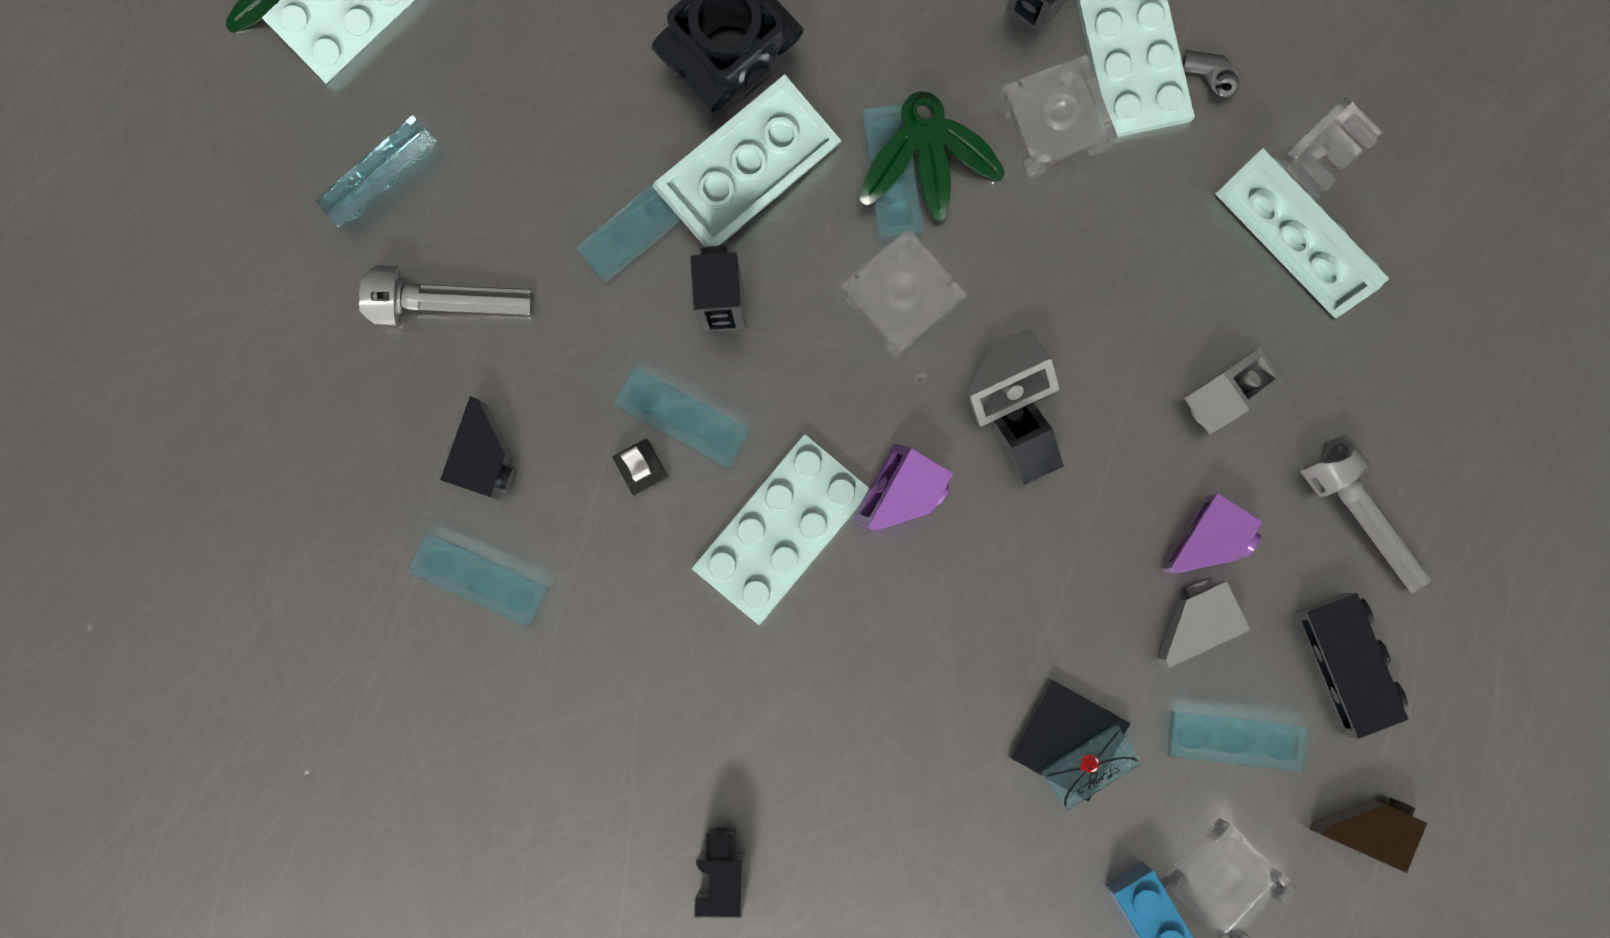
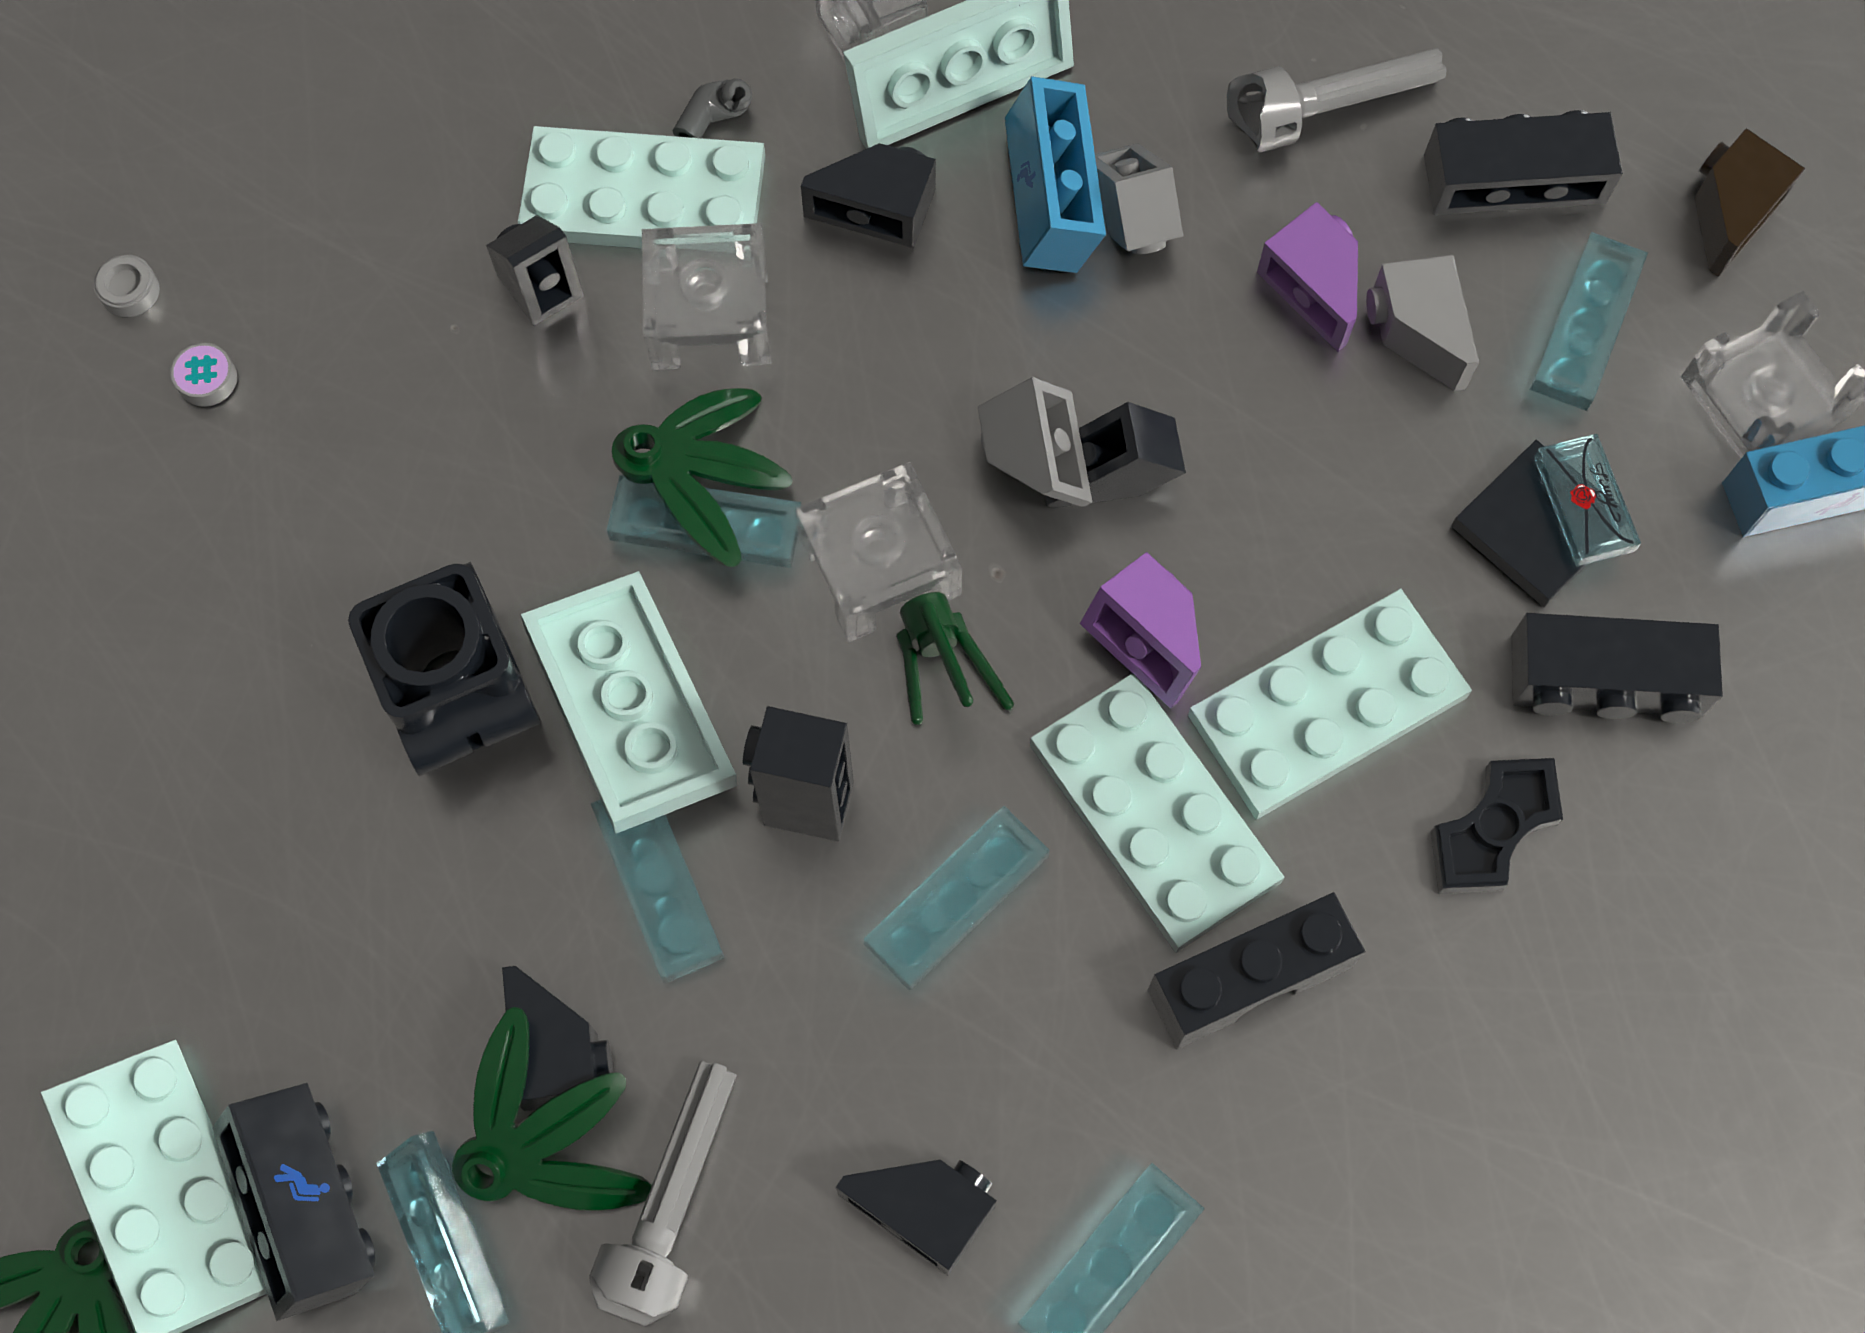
camera: 75 degrees left, 15 degrees down
(372, 74) = (294, 1200): none -> black brick
(434, 190) = (517, 1150): none -> dark green plant
(512, 193) = (561, 1042): none -> black slope
(640, 467) = (1010, 979): pearl dark grey piece -> none
(686, 621) = (1253, 968): none -> black arch
(726, 876) = (1641, 1017): black hips -> none
(820, 749) = (1477, 848): none -> black tile
(860, 346) = (934, 631): none -> dark green plant
(892, 626) = (1328, 703): none -> light aqua plate
(971, 814) = (1616, 666): none -> black brick
(1178, 208) = (874, 193): none -> black slope
(1229, 329) = (1054, 175): none -> dark azure brick

